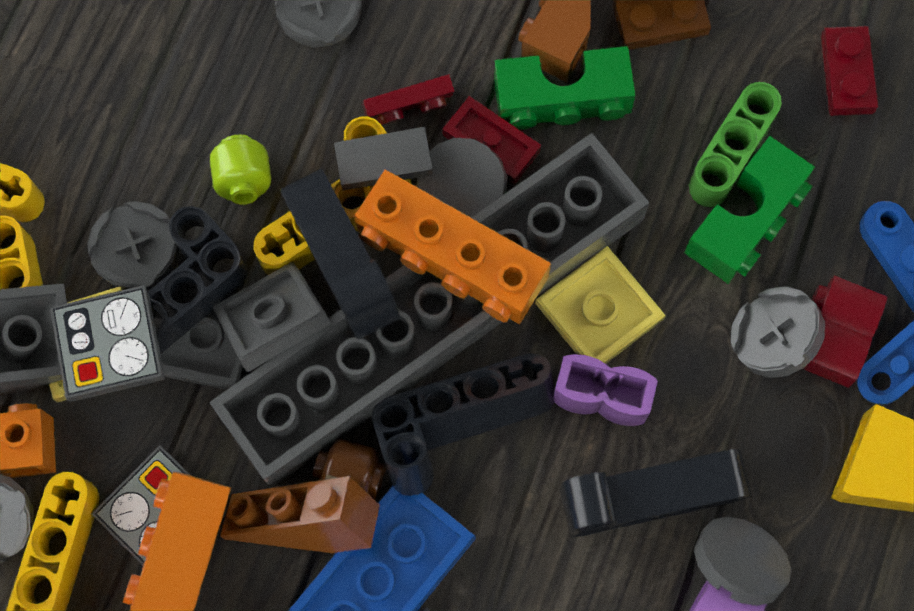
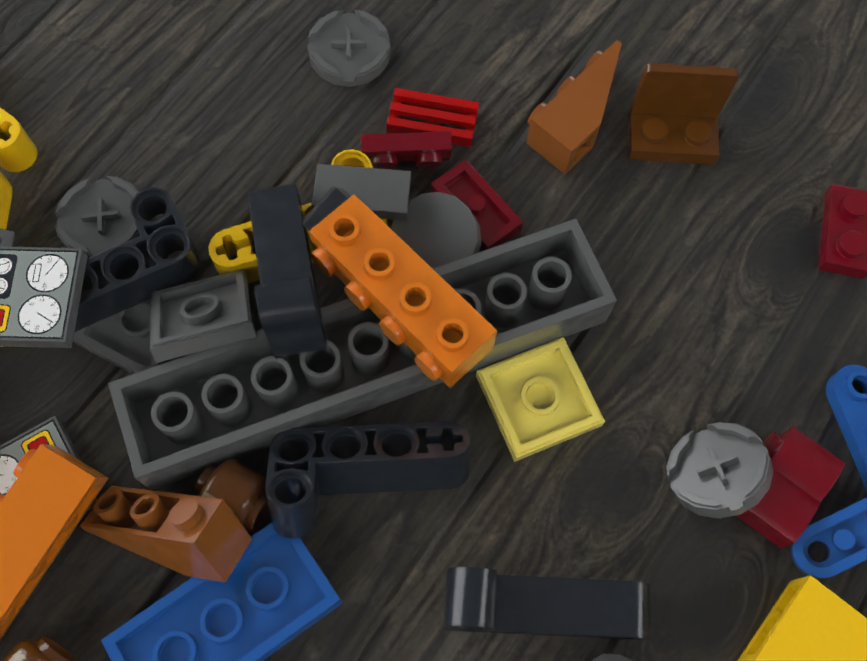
camera: 10 degrees right, 5 degrees down
(240, 167) = (224, 172): lime head -> none
(361, 187) = (325, 206): none -> black tile
(417, 44) = (434, 111): none -> red tile
(530, 99) = (594, 188): green arch -> none
(616, 393) = (534, 488): medium lavender brick -> none
(729, 241) = (748, 315): green arch -> none
(741, 126) = (729, 256): bright green beam -> none

